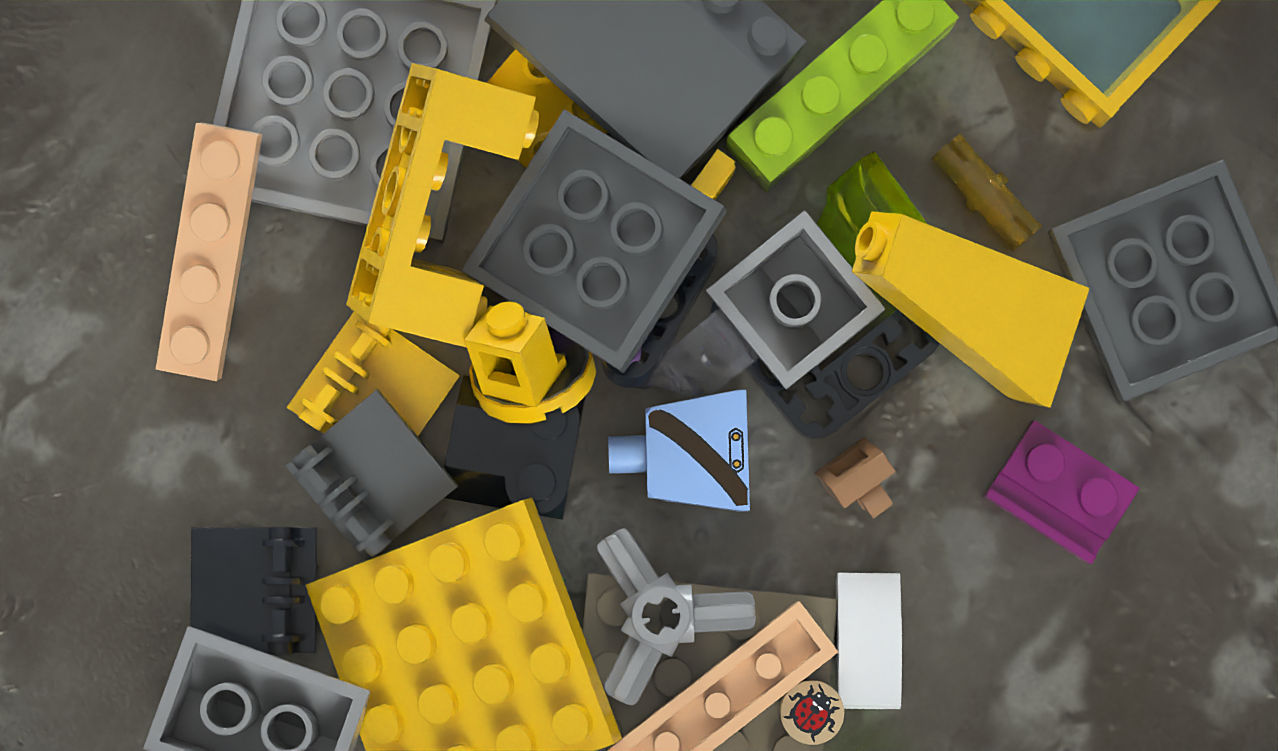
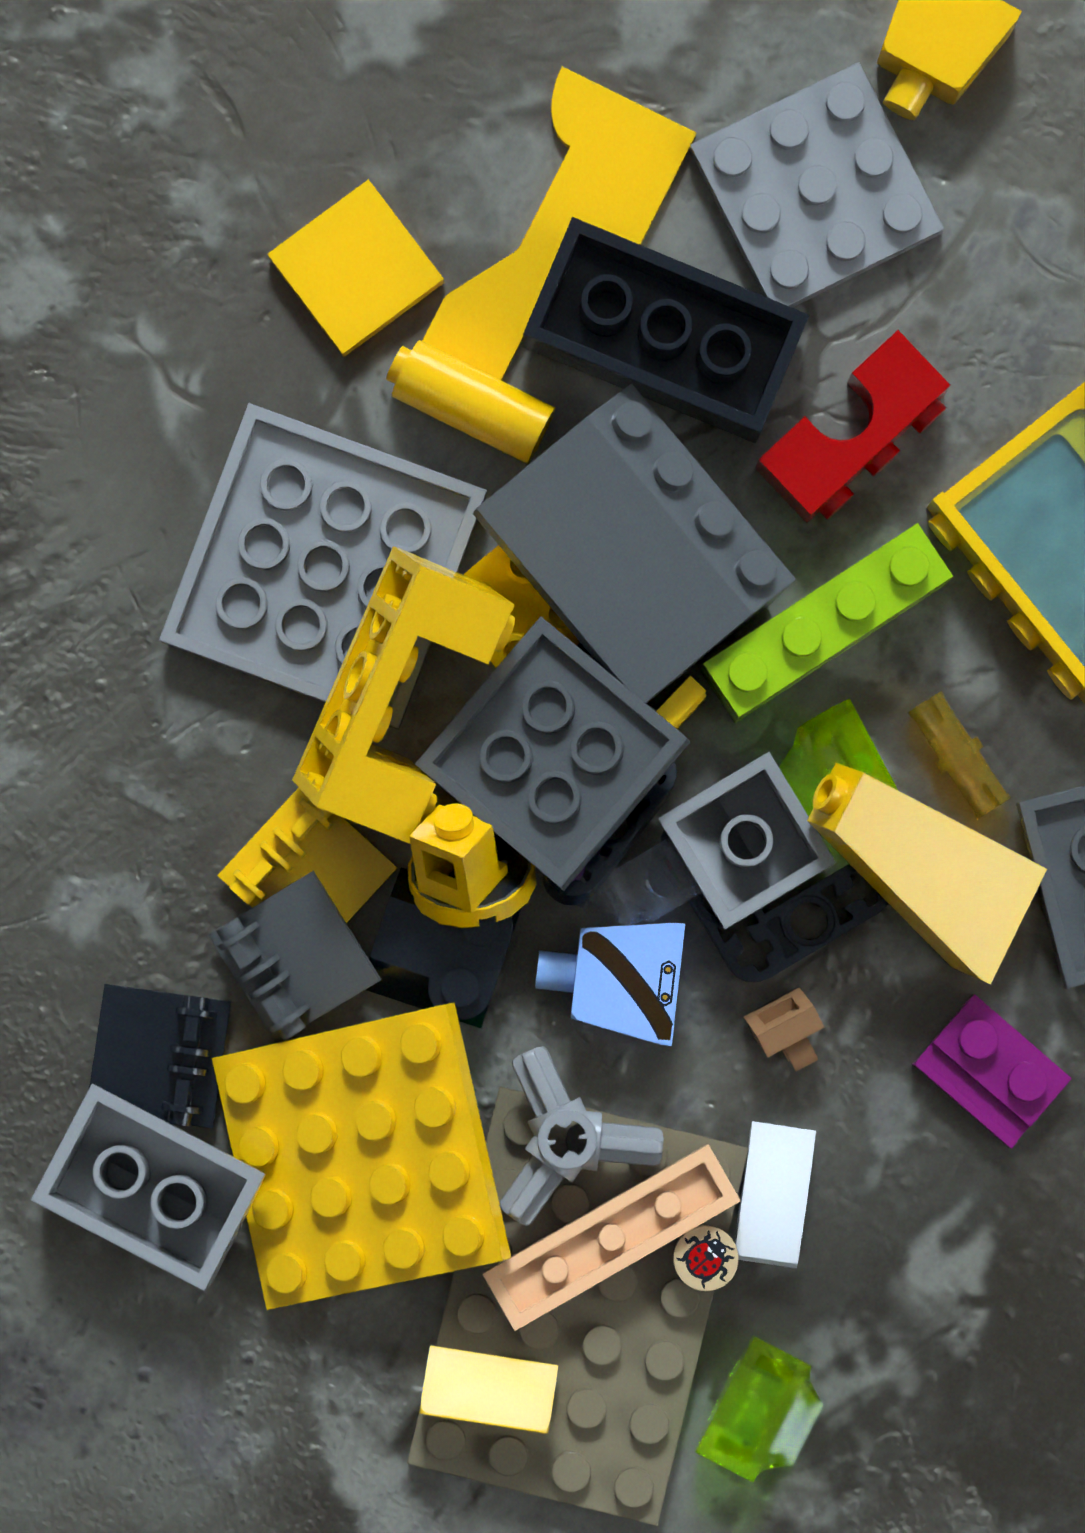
camera: 10 degrees right, 0 degrees up
(208, 251) = (160, 707): light nougat plate -> none

